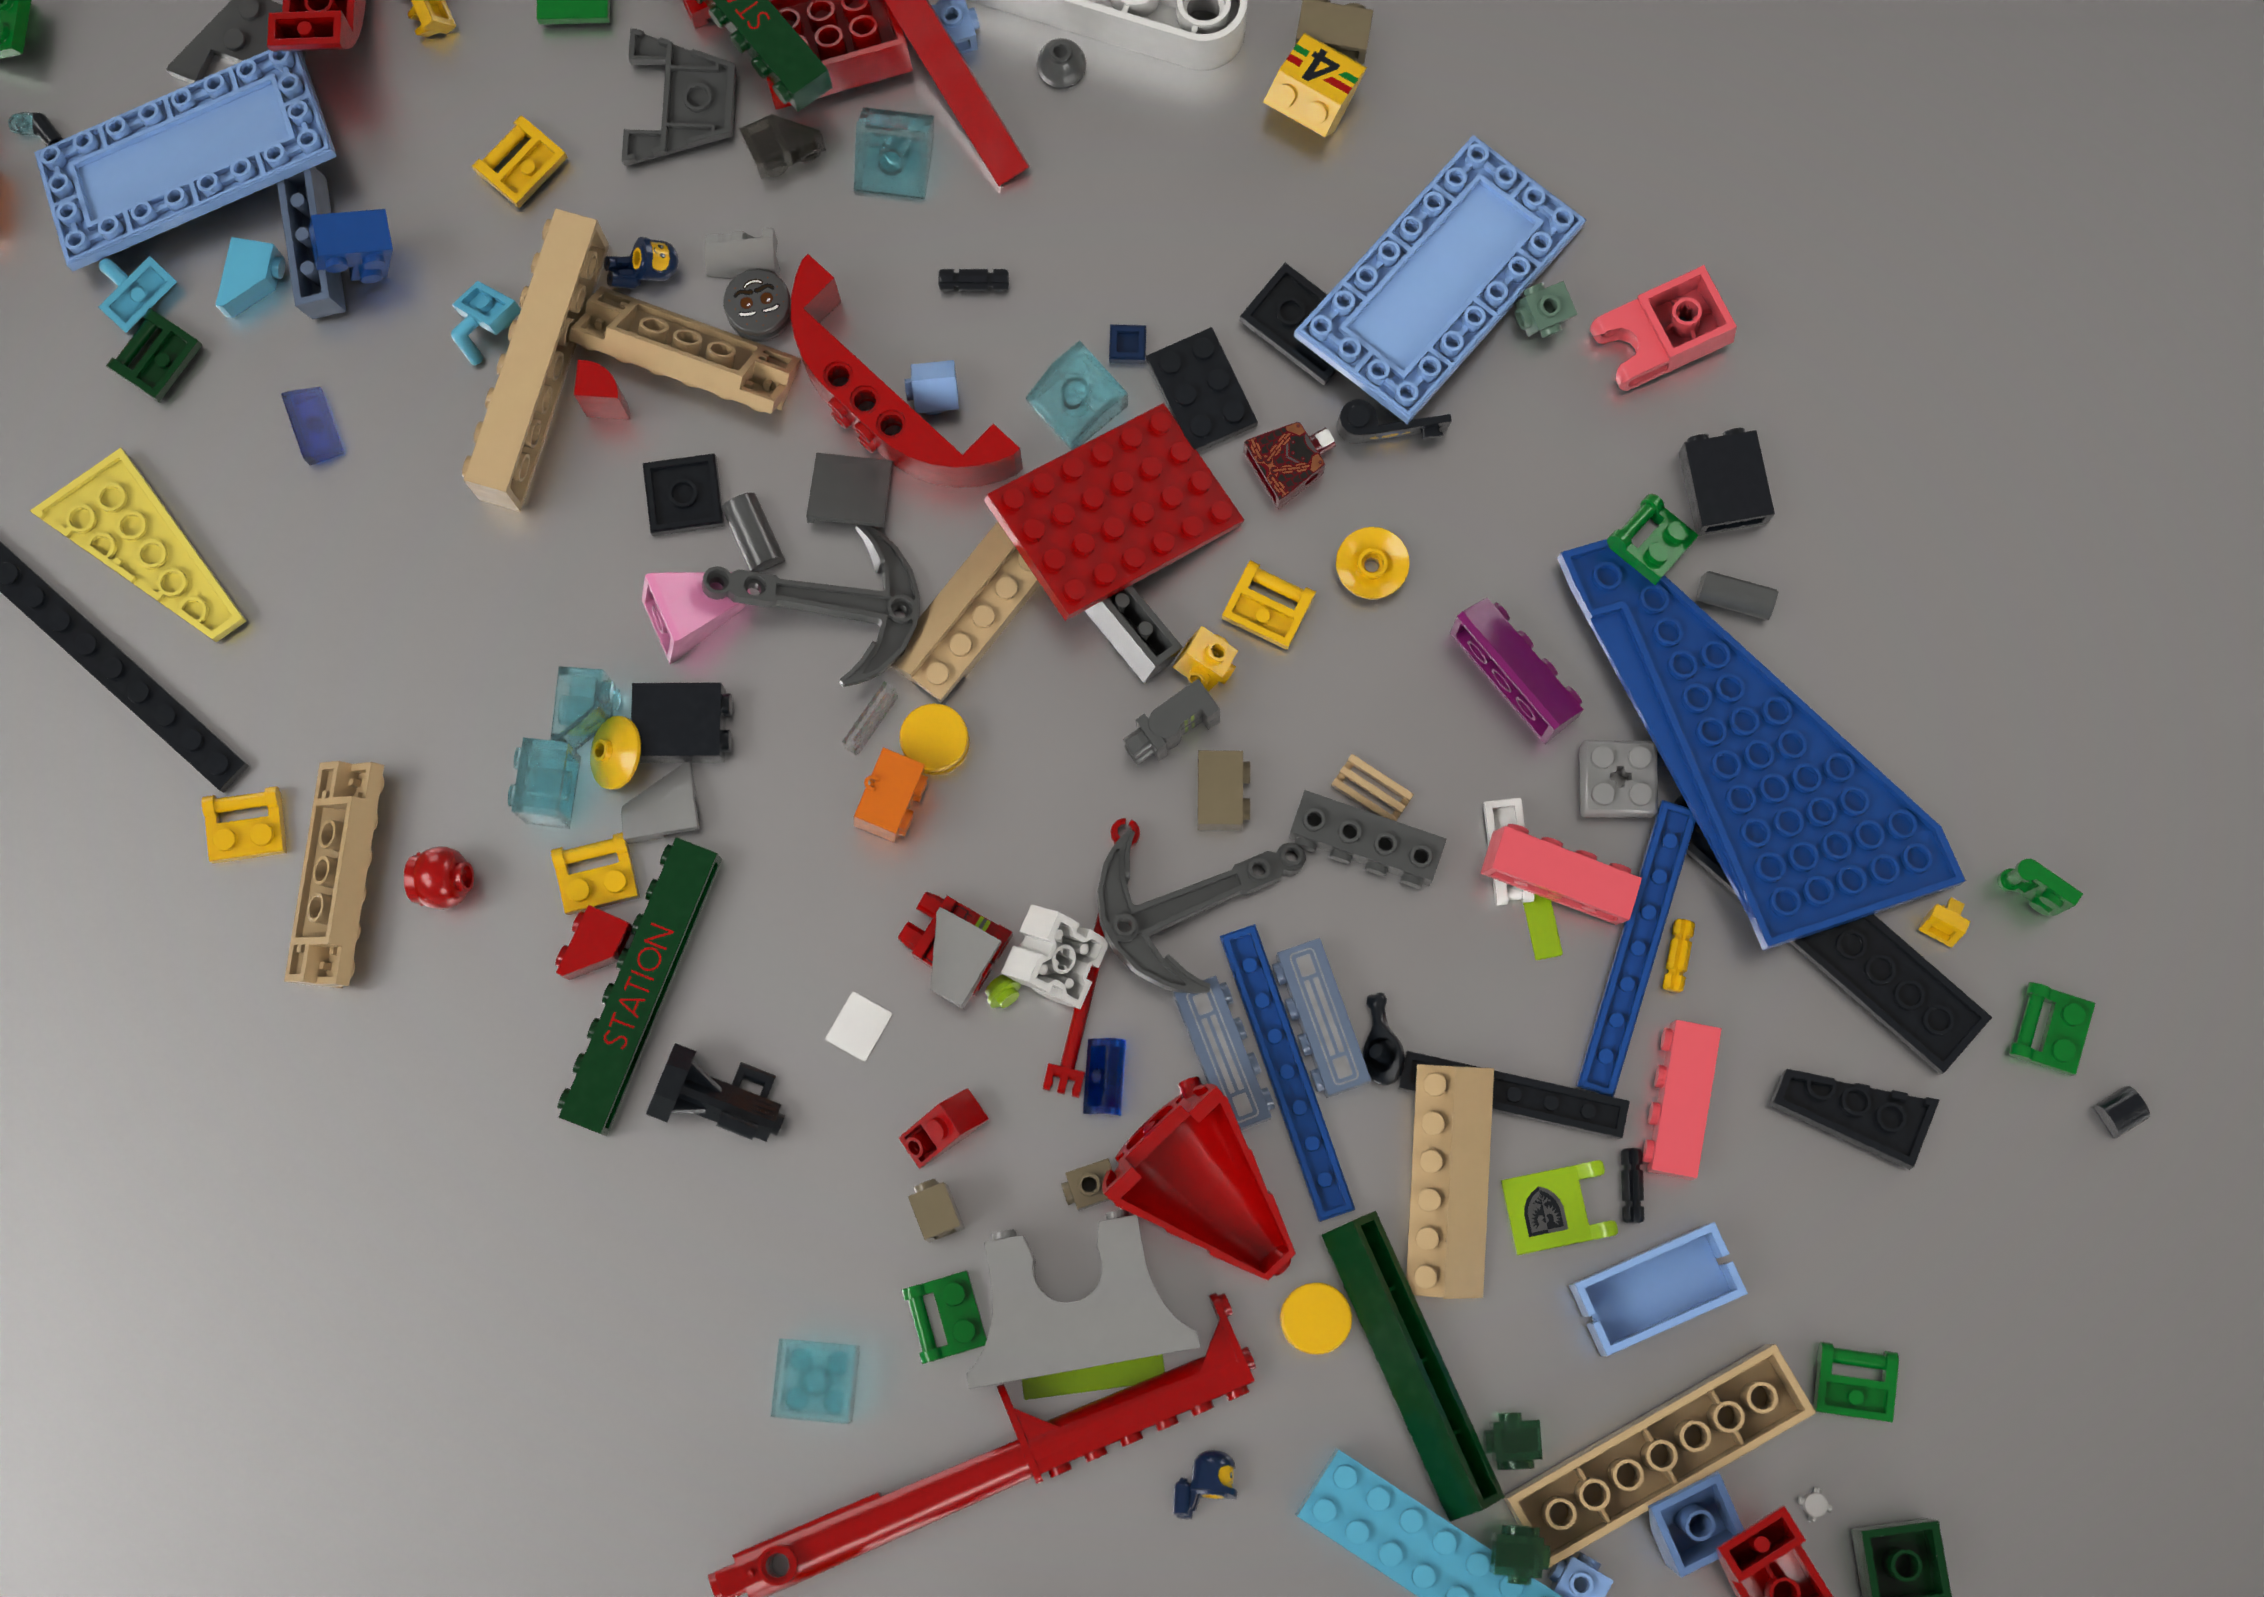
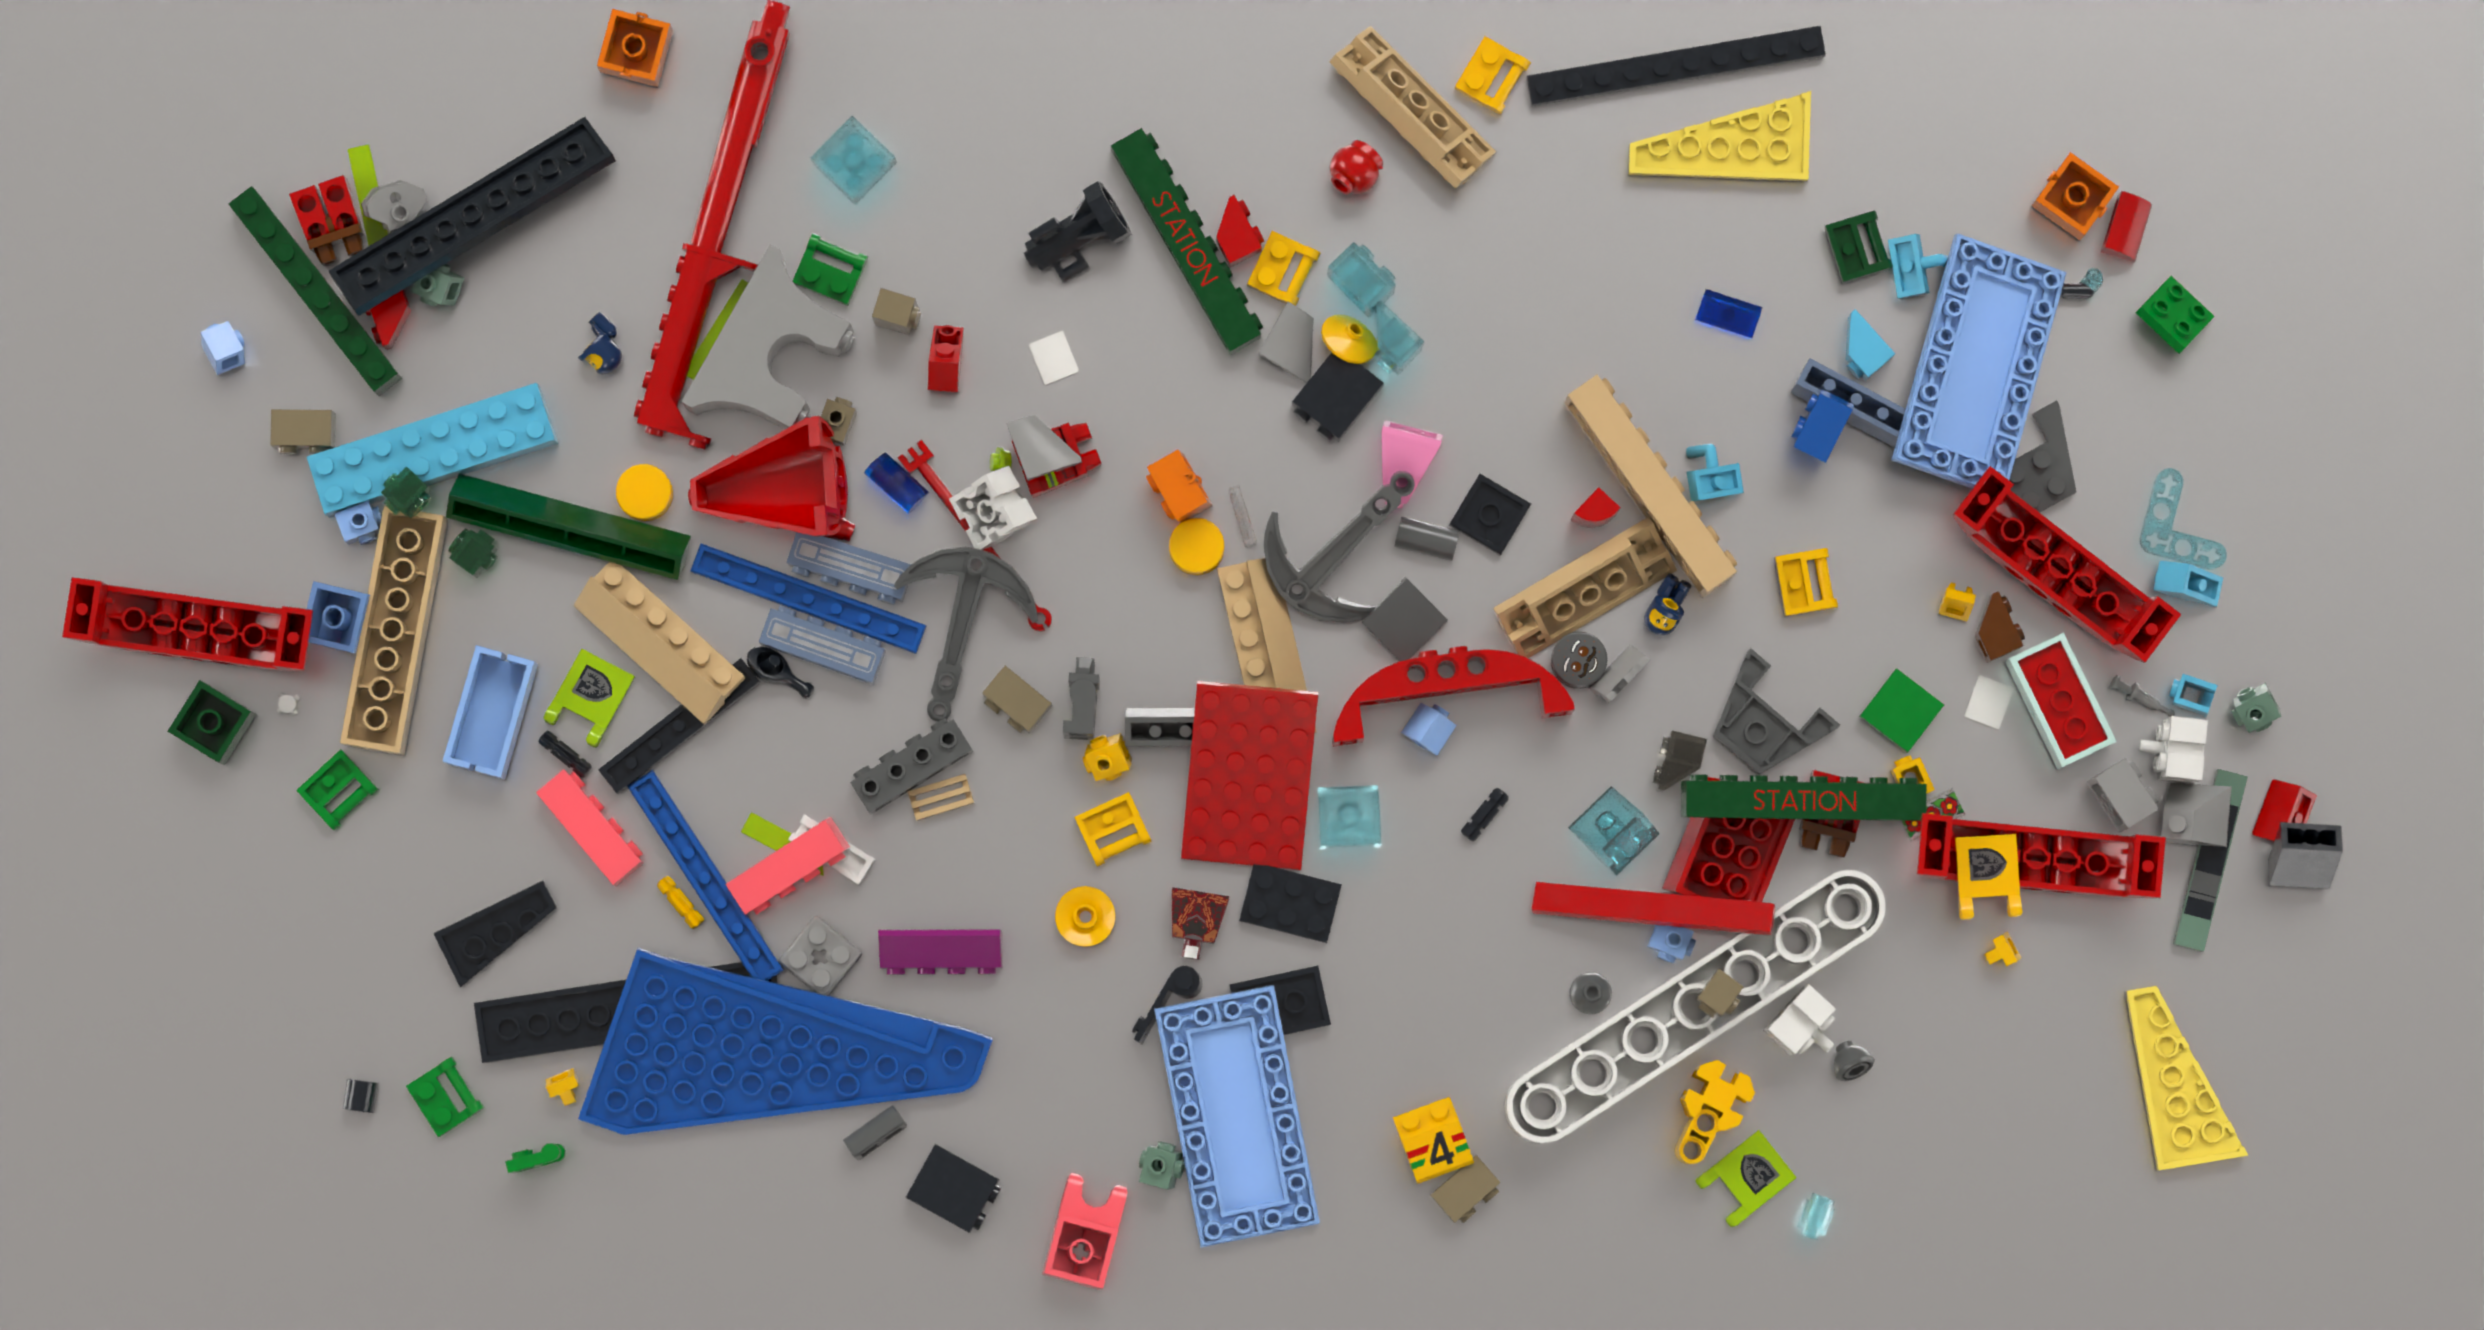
camera: 125 degrees right, 5 degrees up
(1127, 344) = (1360, 880): dark blue tile -> none
(1663, 545) = (944, 1109): green plate -> none

